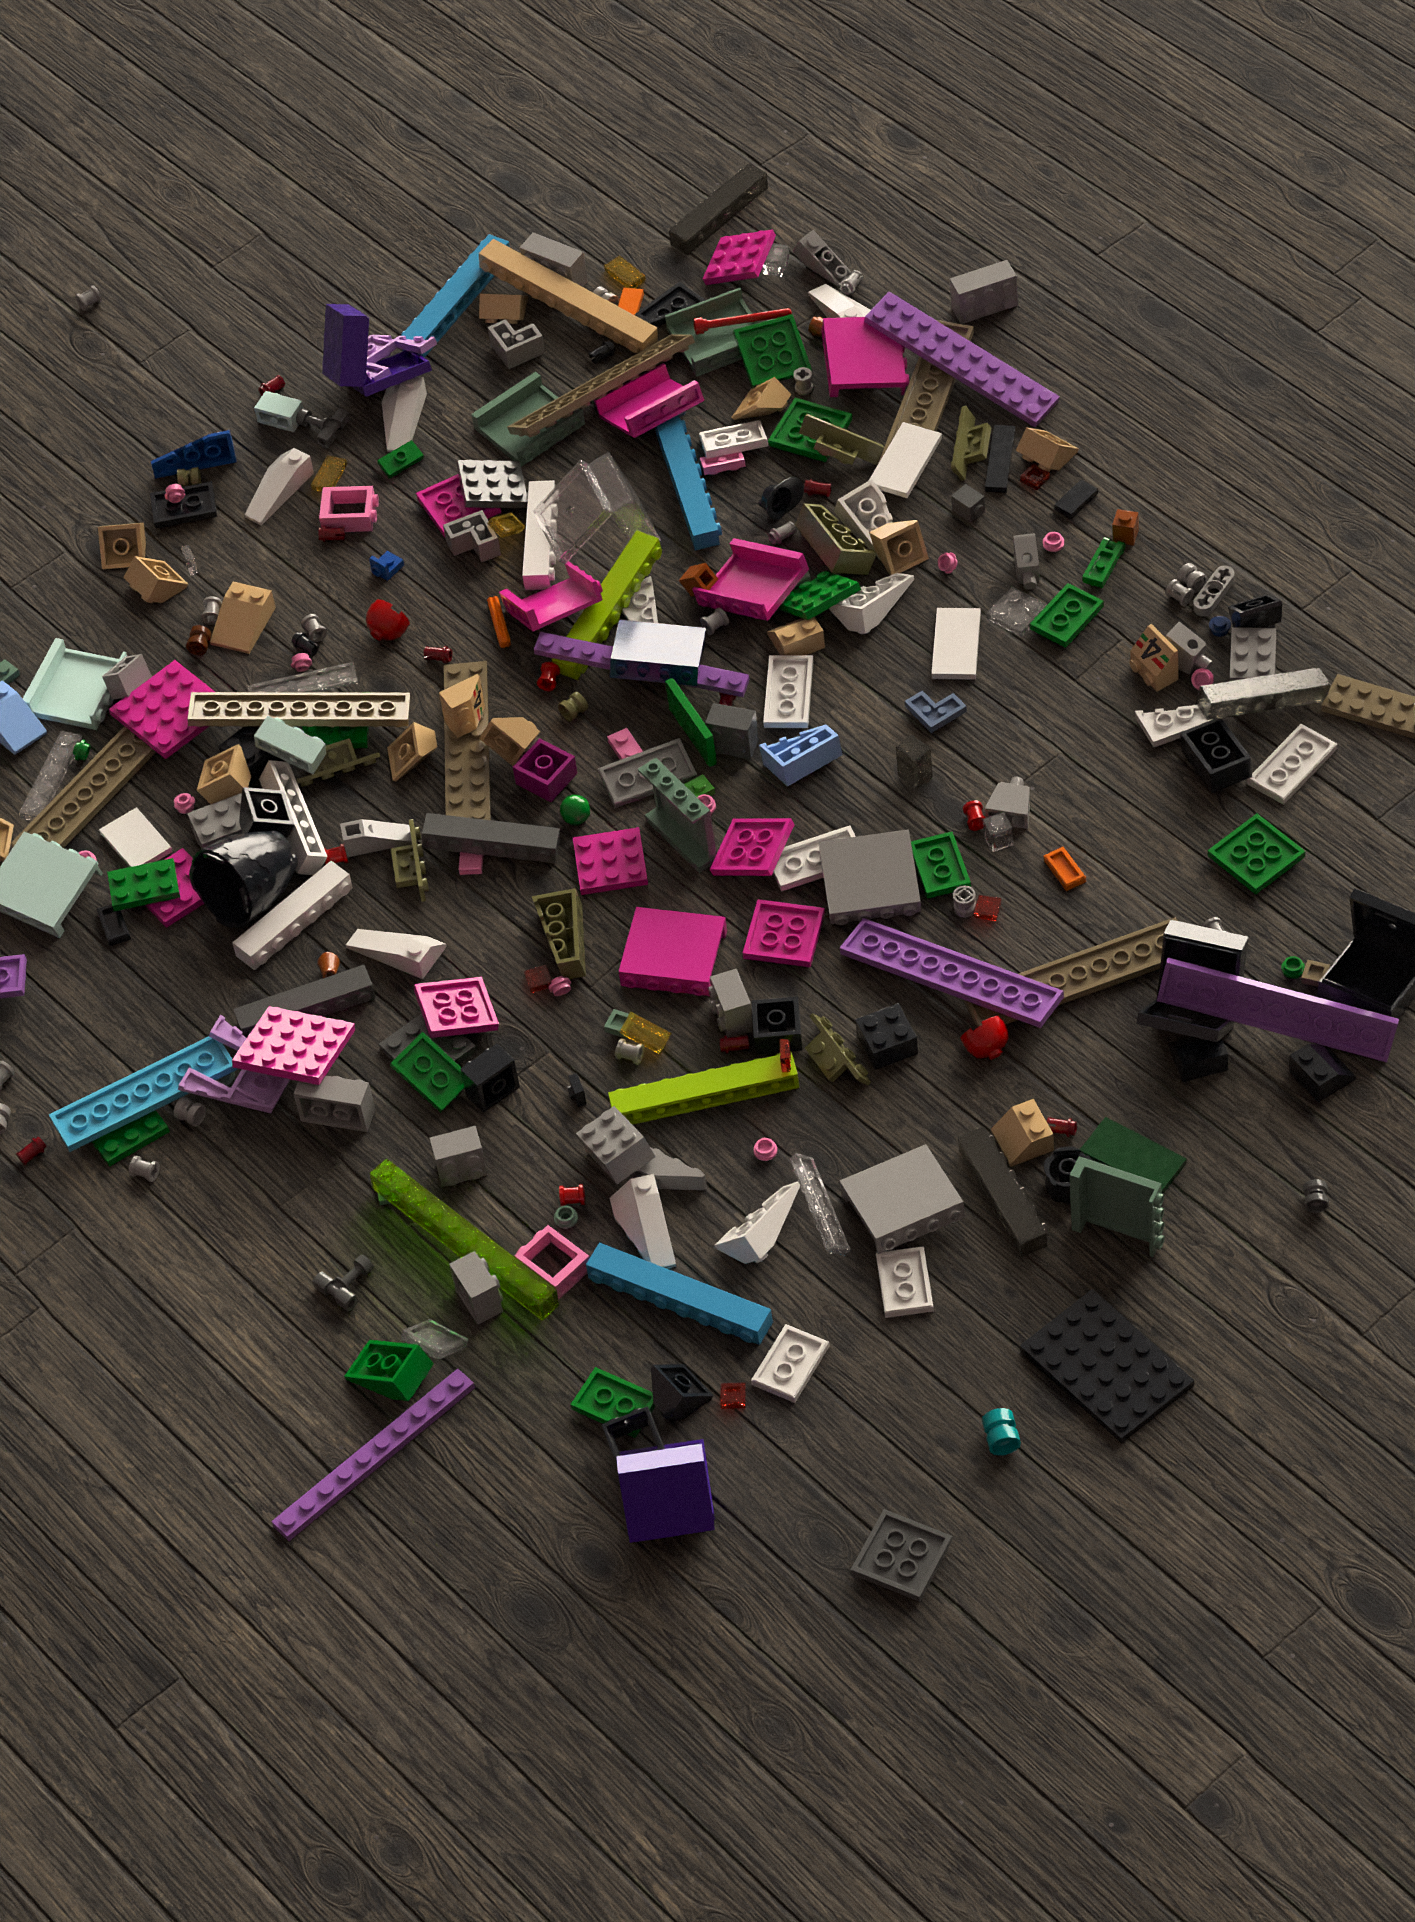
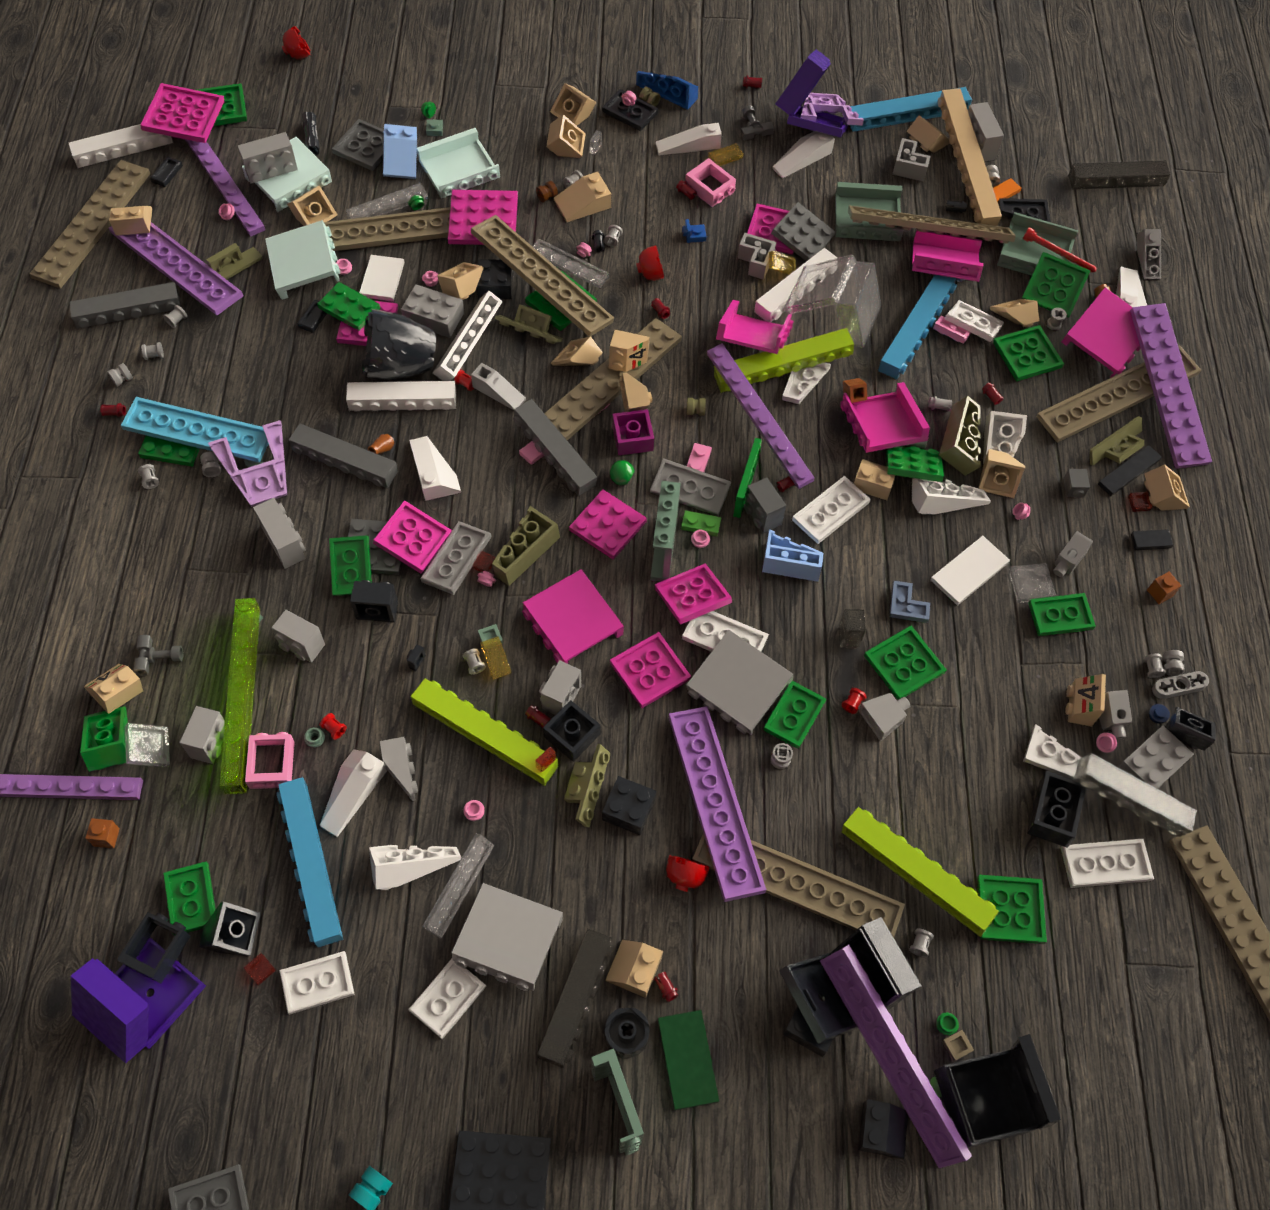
camera: 35 degrees right, 10 degrees up
(126, 676) = (482, 178): light grey brick -> none
(265, 811) = (447, 320): black slope -> none
(278, 411) = (738, 97): light aqua brick -> none
(290, 744) = (510, 290): light aqua brick -> none
(293, 1045) = (291, 476): plate -> none
(343, 1329) = (115, 687): none -> tan slope
(400, 459) = (772, 177): green plate -> none
(407, 863) = (495, 423): olive bracket -> none
(481, 1426) = (102, 833): none -> dark orange brick
(499, 622) = (715, 319): orange axle -> none
(511, 994) = (456, 557): none -> light grey tile
(548, 676) = (704, 375): red bush -> none
(615, 1145) = (384, 719): light grey brick -> none
(624, 272) = (1022, 170): clear yellow tile -> none
(657, 652) = (775, 414): panel -> none
(714, 621) = (838, 425): light grey bush -> none
(739, 257) = (1099, 212): dark pink plate -> none
(776, 260) = (1120, 231): clear brick -> none
(782, 497) = (962, 381): black piece -> none
(839, 442) = (1034, 375): olive bracket -> none
(848, 286) = (1149, 282): light grey pin -> none
(905, 459) = (1065, 420): white tile -> none
(983, 292) = (1231, 353): light grey brick -> none
(983, 754) = (905, 662): none -> green plate
(987, 907) = (793, 774): clear red tile -> none
(998, 832) = (855, 727): clear brick -> none
(1053, 542) = (1105, 556): bright pink plate -> none
(1064, 868) = (873, 793): orange tile -> none
(1103, 562) = (1124, 599): green plate -> none
(1160, 885) = (920, 871): none -> lime brick

